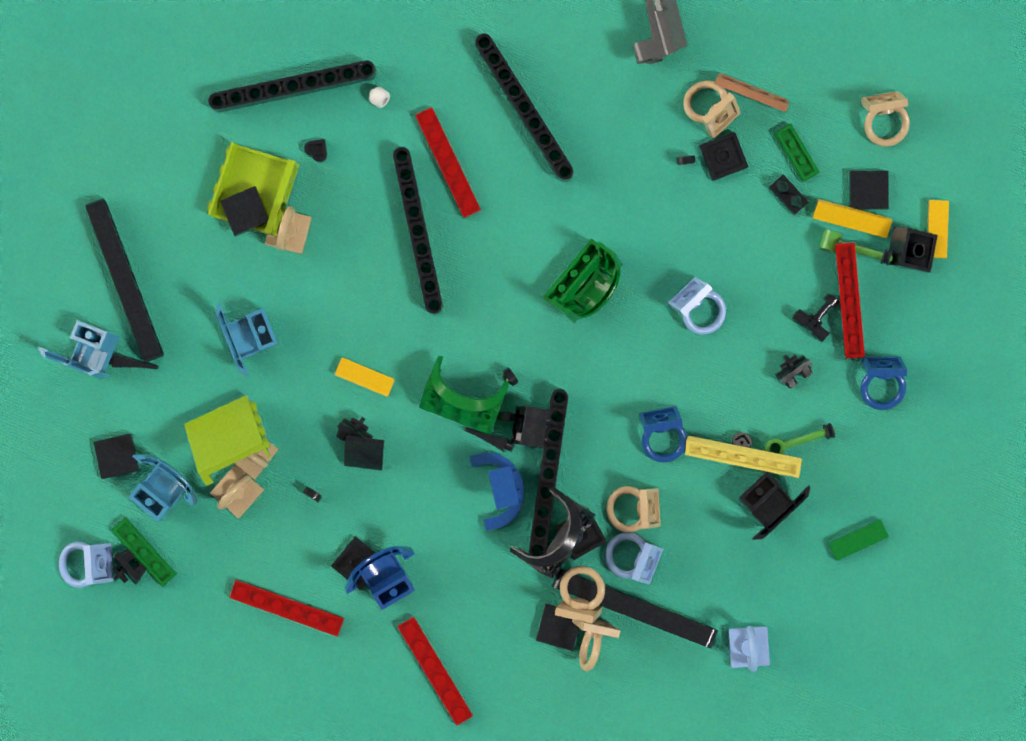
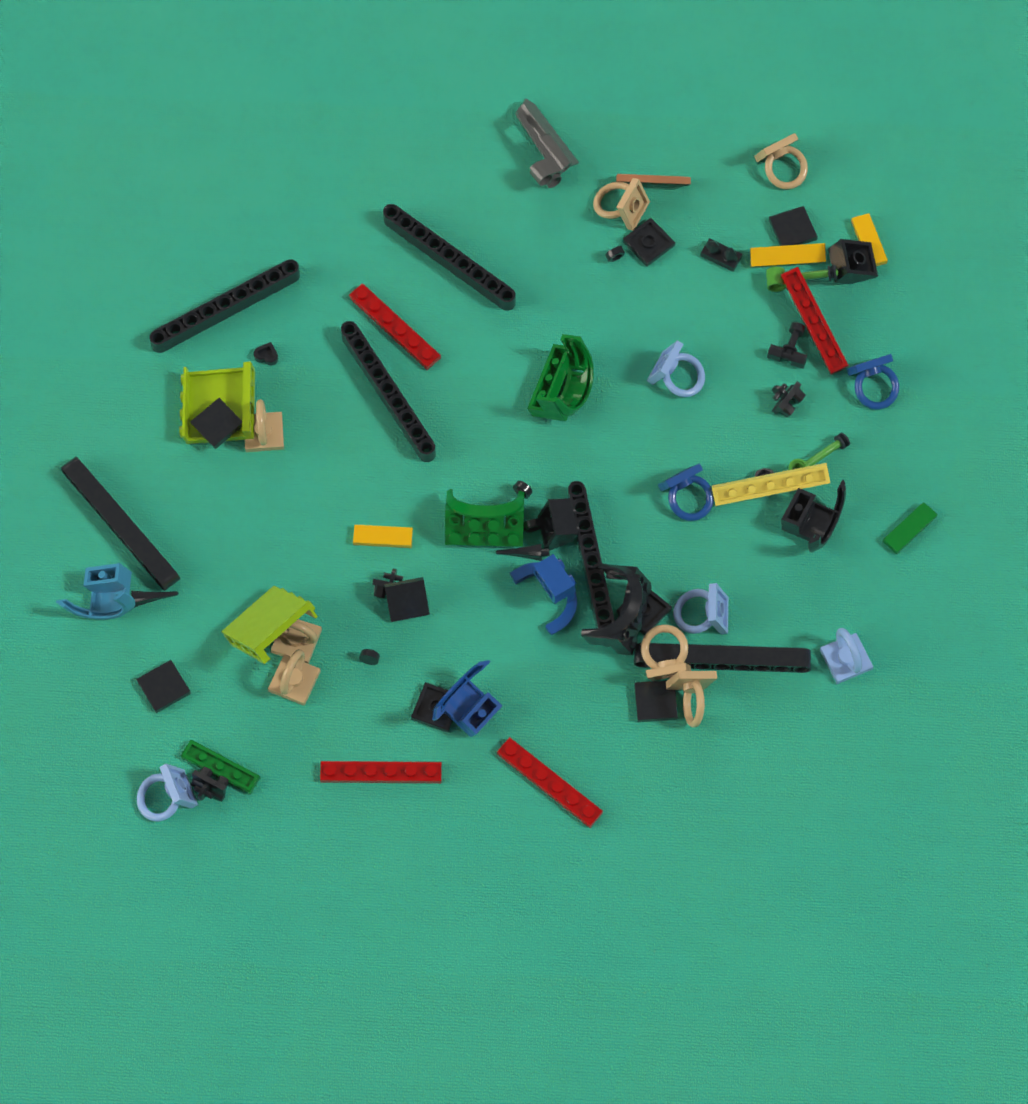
camera: 25 degrees left, 20 degrees down
(161, 488) = (218, 697): dark azure piece -> none
(246, 335) = (256, 532): dark azure piece -> none
(379, 97) = (309, 290): white piece -> none
(647, 508) = (698, 560): tan tile -> none
(796, 153) = (714, 218): green tile -> none

